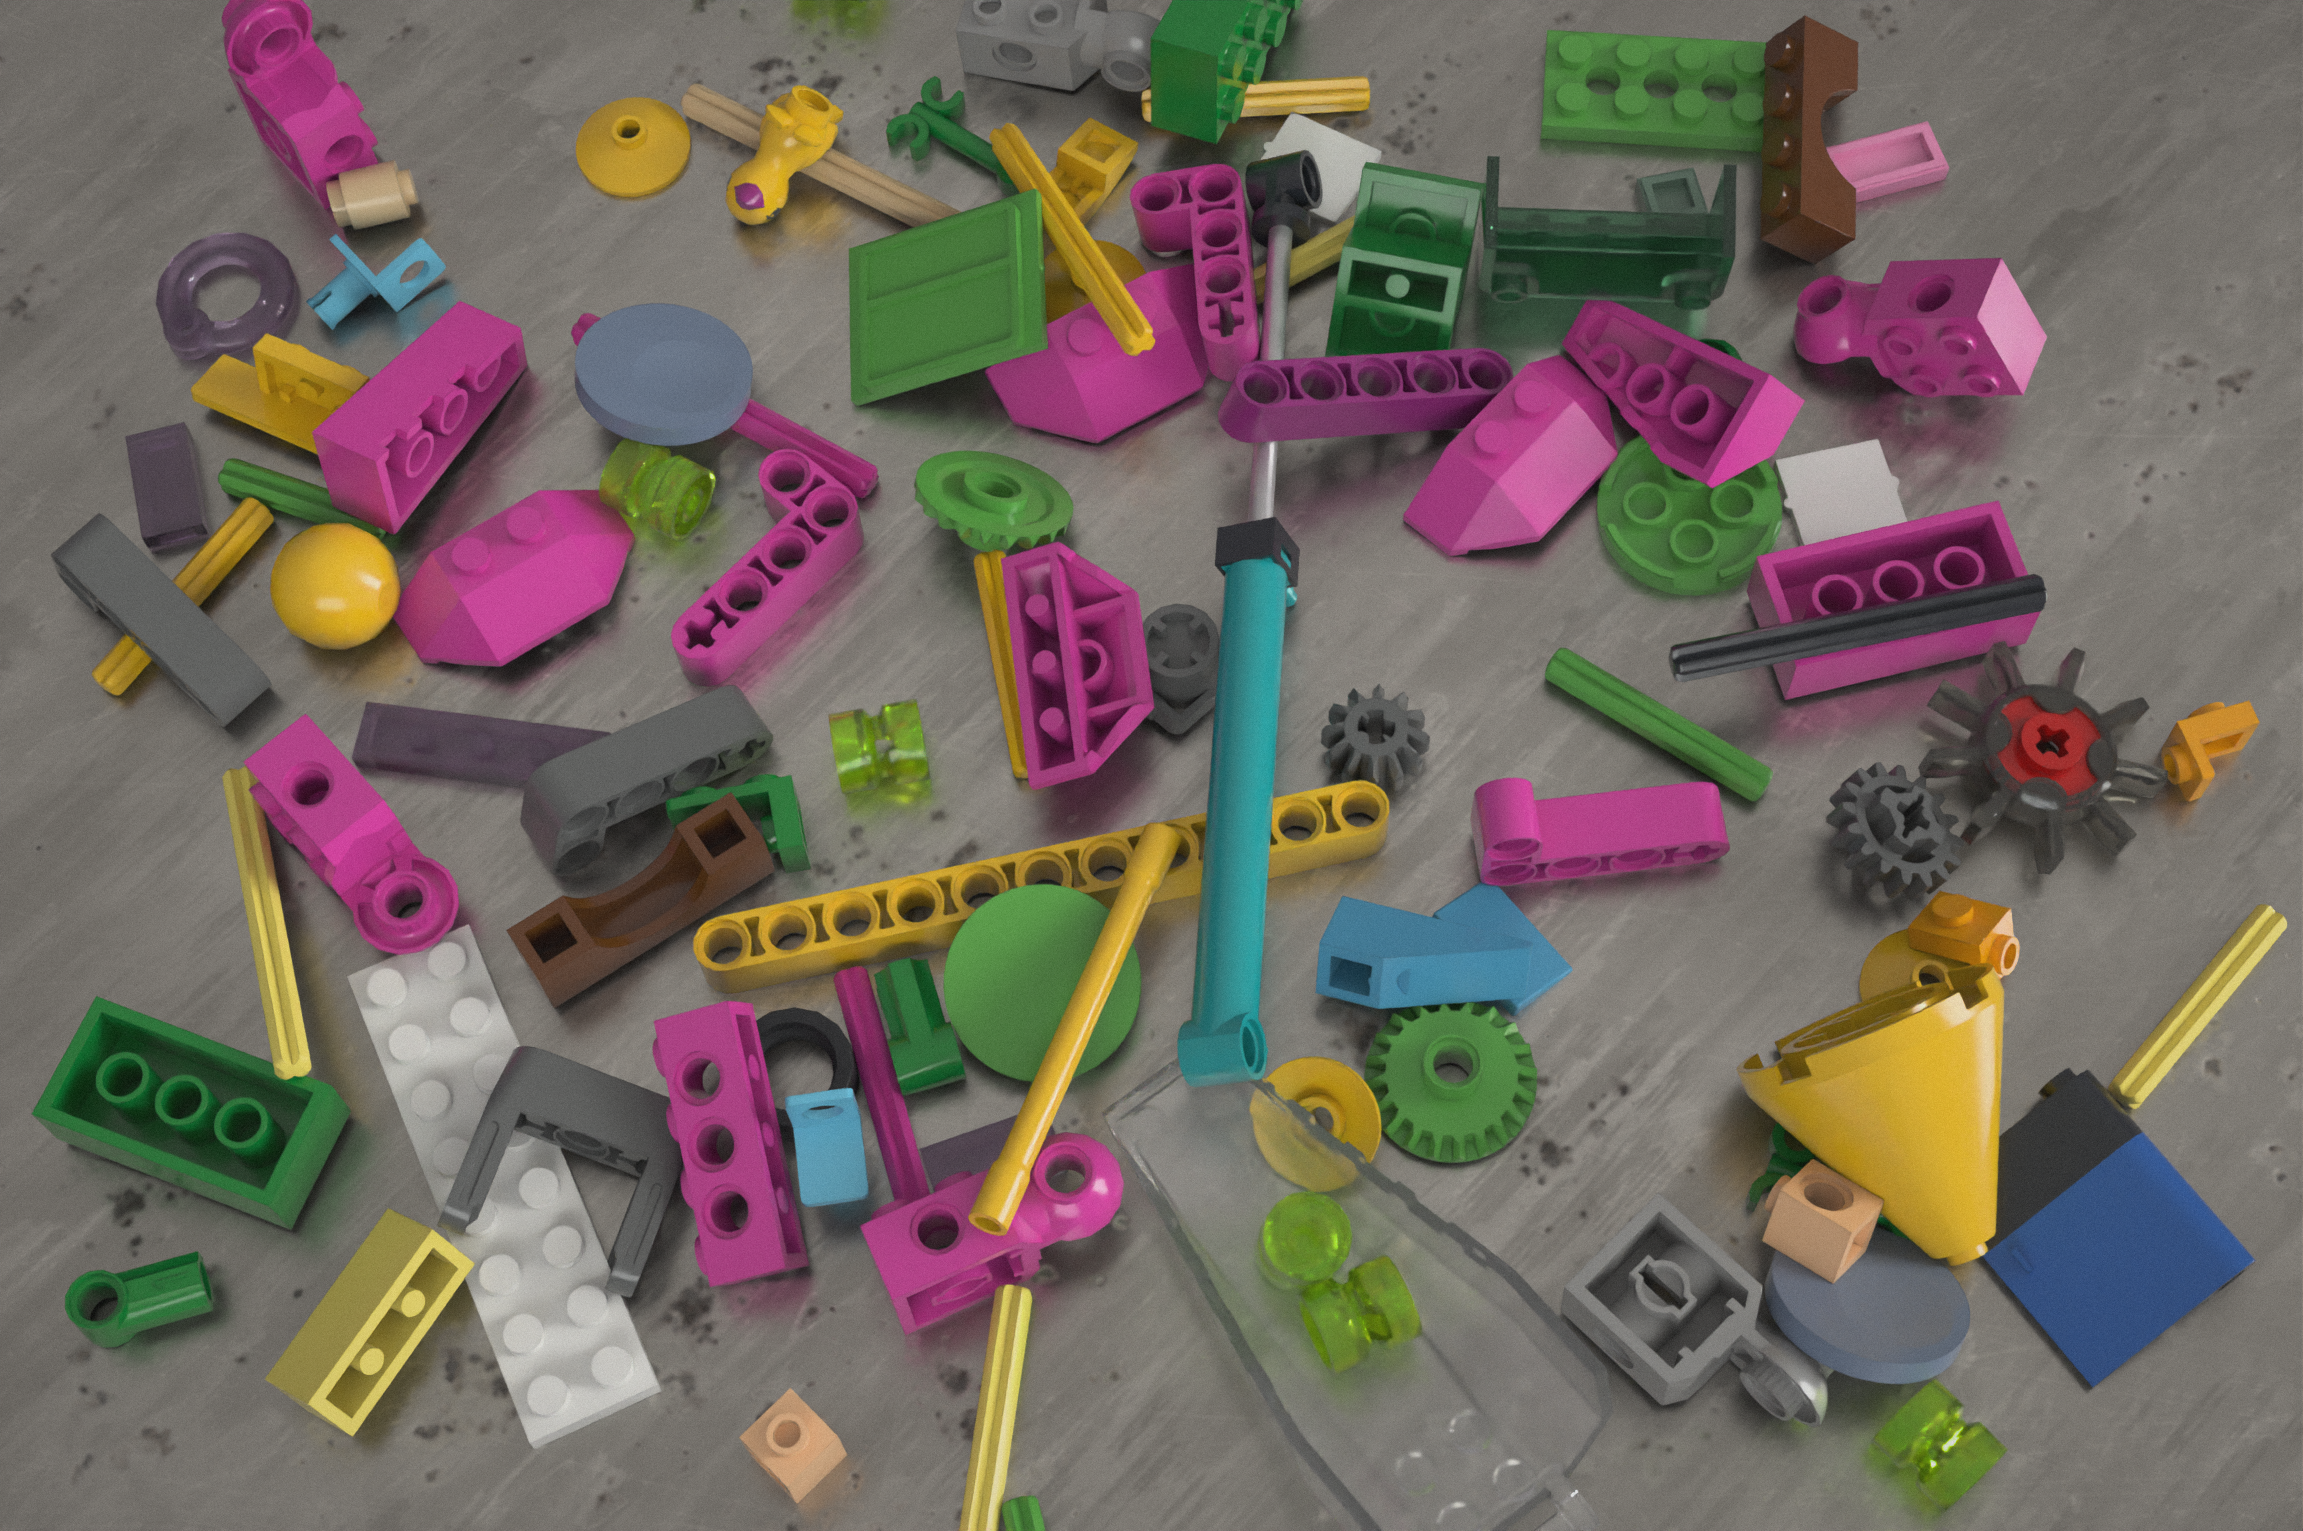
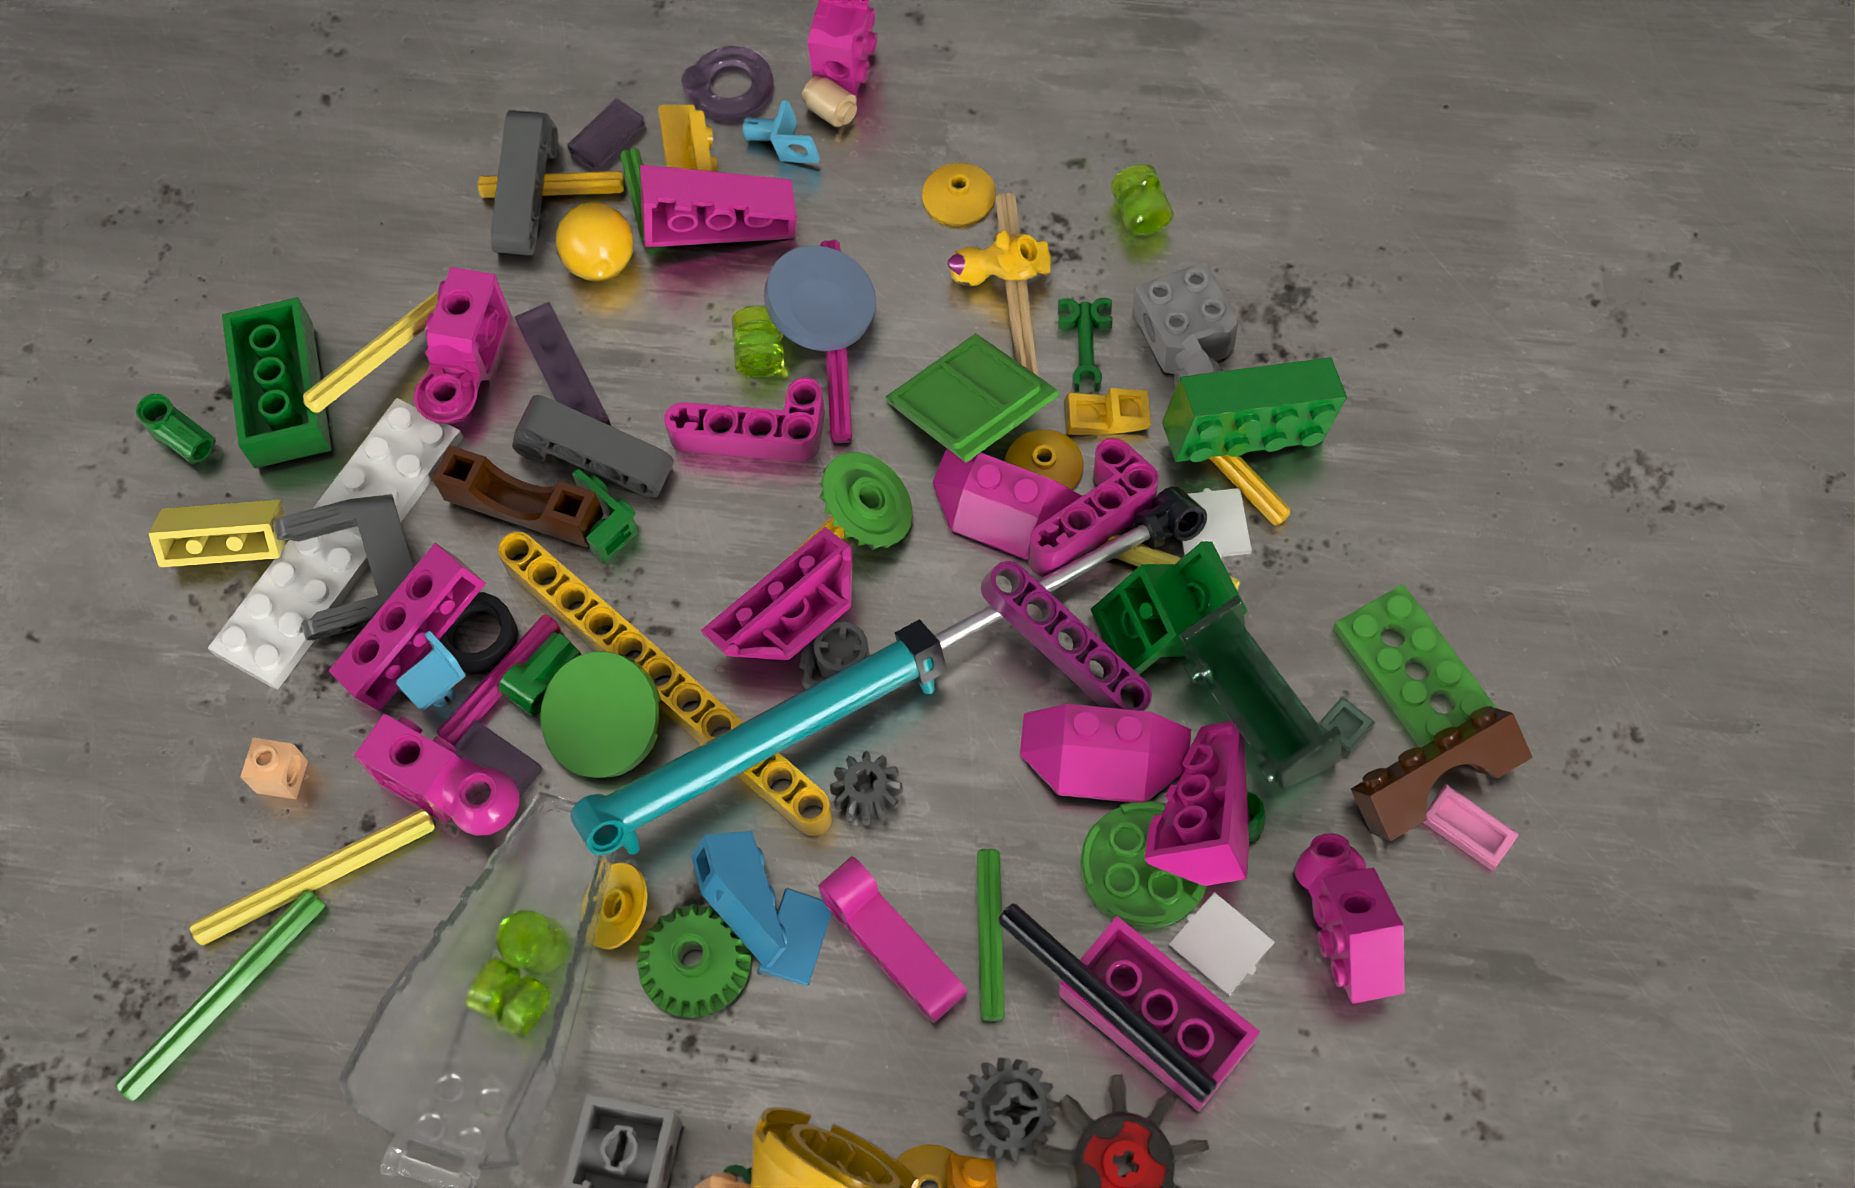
camera: 55 degrees right, 0 degrees up
(515, 579) = (664, 318): dark pink wedge -> none
(856, 749) = (686, 548): clear neon green wheel -> none
(1011, 1171) = (453, 764): yellow piece -> none
(1074, 242) = (1042, 430): yellow axle -> none

